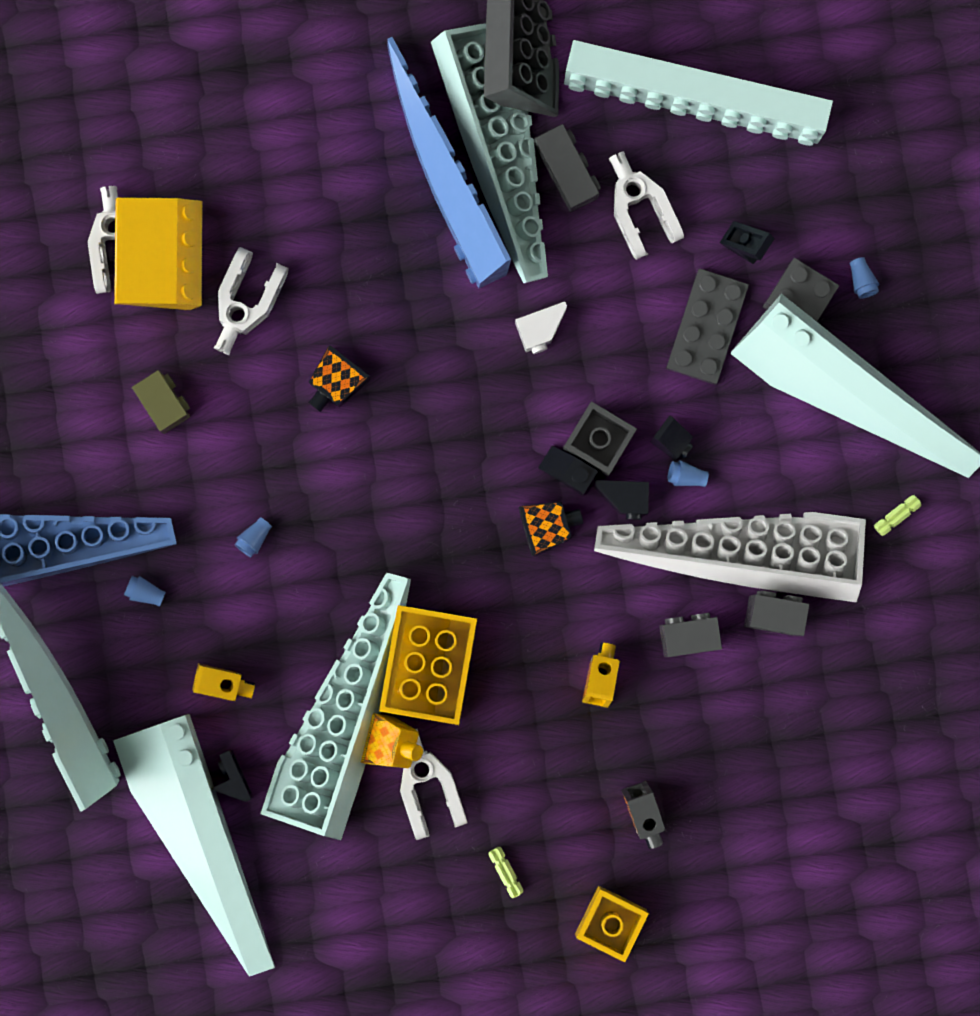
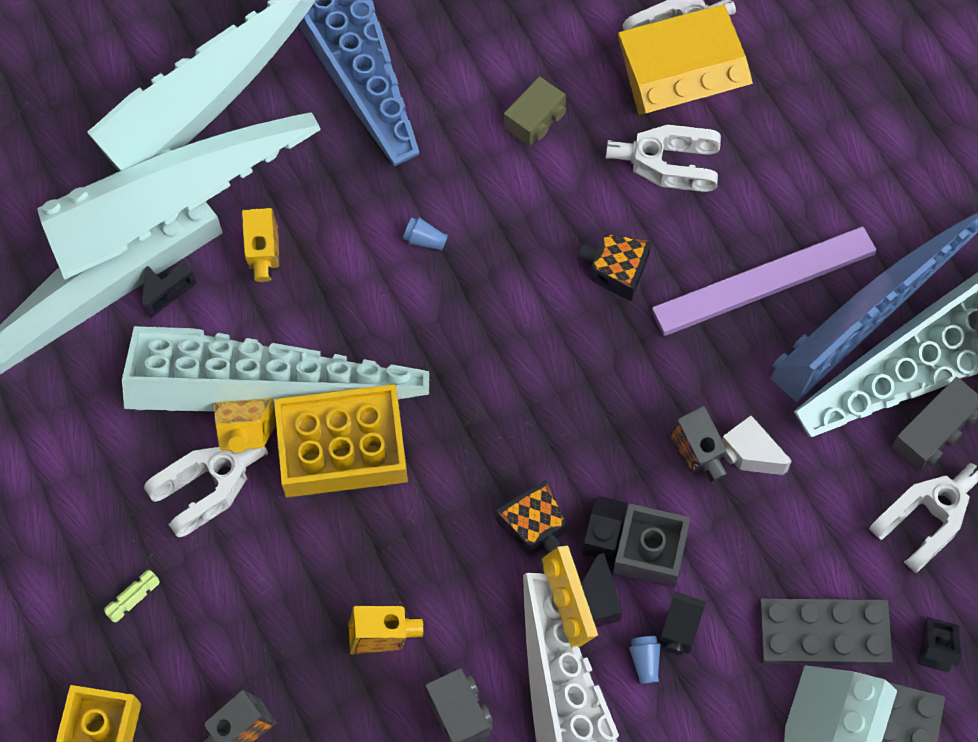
camera: 75 degrees right, 20 degrees down
(143, 591) = (336, 151): medium blue cone -> none
(150, 796) = (107, 215): none -> light aqua wedge
(389, 260) = (763, 281): none -> lavender tile
(515, 370) = (696, 433): none -> dark grey torso
(624, 520) = (569, 597): none -> yellow plate

